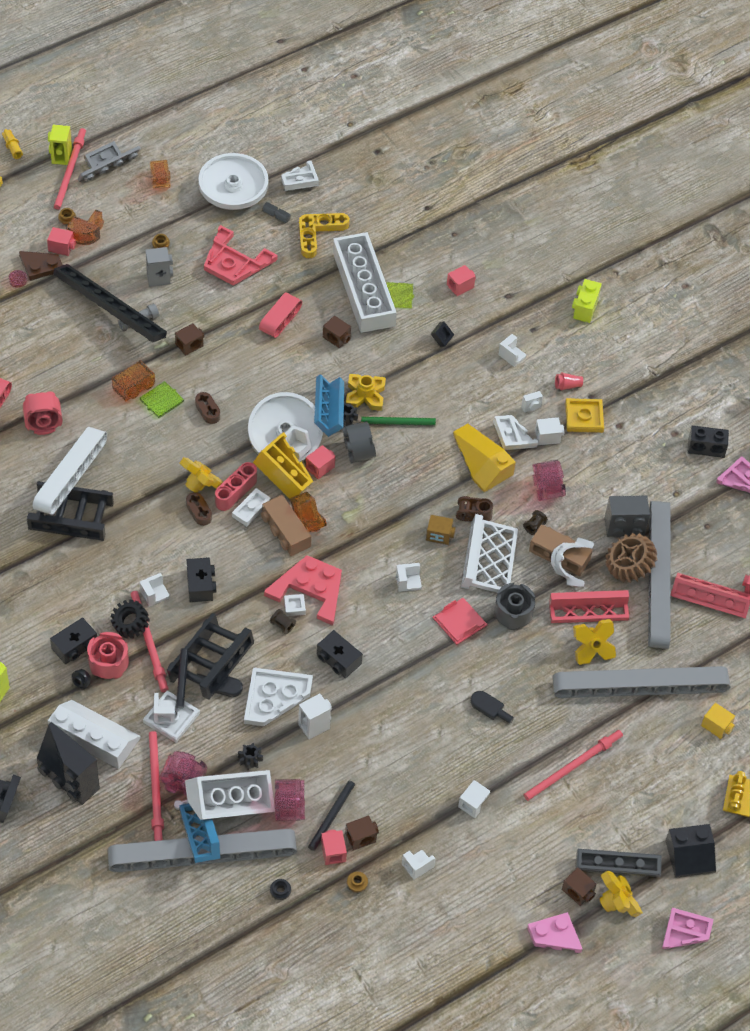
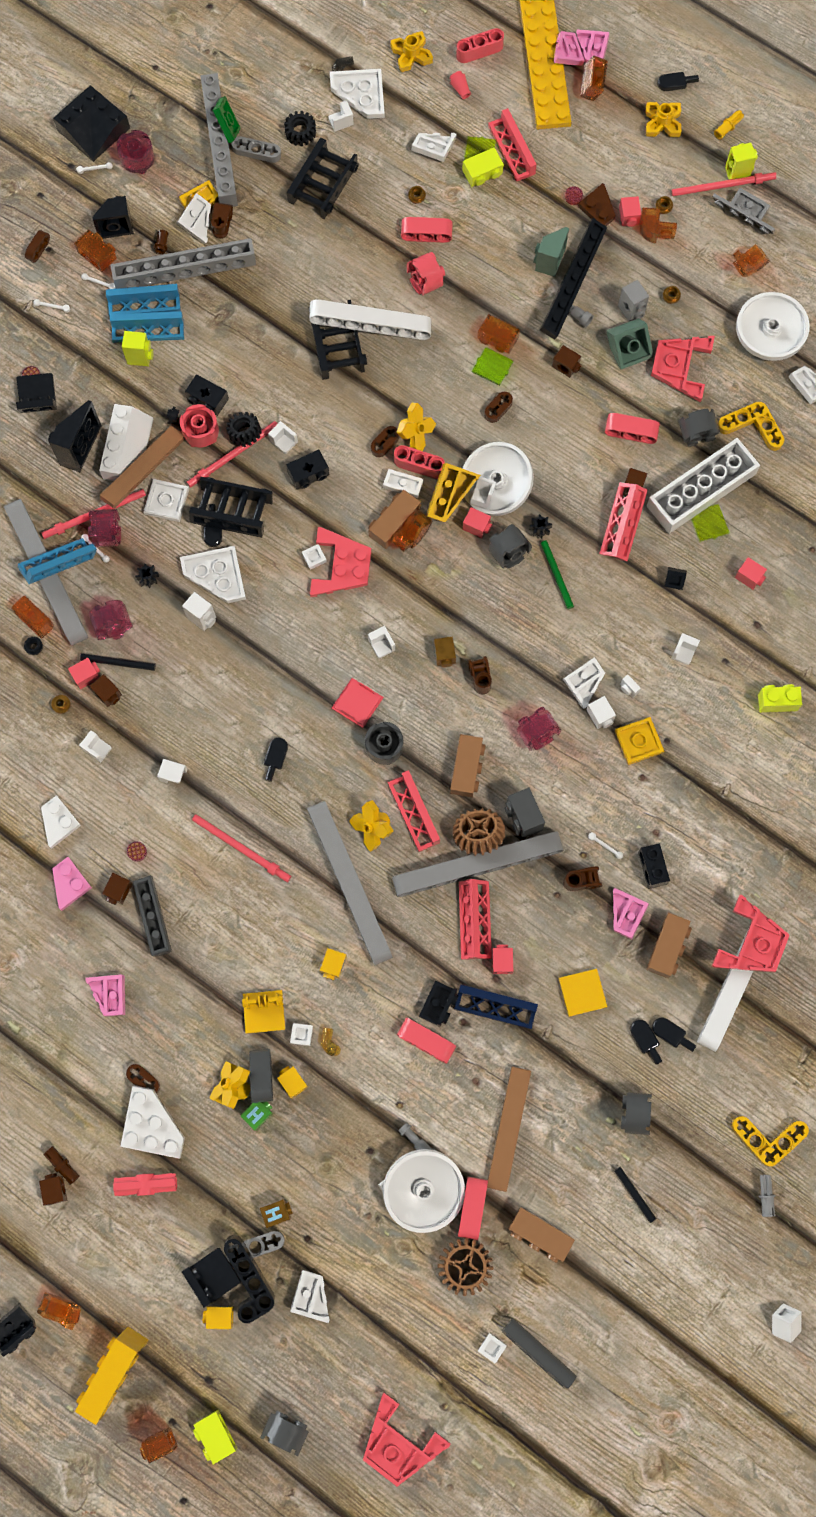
camera: 75 degrees right, 20 degrees up
(77, 309) = (551, 251): none -> sand green slope
(130, 719) = (142, 467): none -> medium nougat tile
(163, 711) = (163, 489): white panel -> none
(182, 678) = (197, 492): black bar -> none
(194, 286) = (630, 343): none -> sand green slope
(231, 794) = (92, 570): white slope -> none
(250, 876) = (33, 616): none -> clear orange brick
(273, 211) = (758, 379): dark grey piece -> none
(282, 621) = (292, 553): dark brown bush -> none
(307, 264) = (699, 426): none -> dark grey brick
(329, 405) = (541, 510): dark azure fence -> none
(339, 654) = (276, 621): black brick -> none
(366, 390) = (575, 534): yellow plant -> none
(377, 345) = (626, 521): none -> coral fence
(474, 549) = (428, 690): white fence -> none
(484, 458) = (545, 663): yellow wedge -> none
(484, 924) = (57, 821): none -> white wing
(535, 522) = (489, 733): dark brown bush -> none
(543, 859) = (137, 851): none -> tile
(557, 557) = (462, 766): white helmet -> none
(567, 381) = (671, 712): coral cone -> none
(619, 895) = (116, 924): yellow plant -> none
(661, 481) = (592, 836): none -> white hinge
(691, 850) = (187, 976): black slope -> none
(701, 500) = (587, 879): none -> reddish brown piece

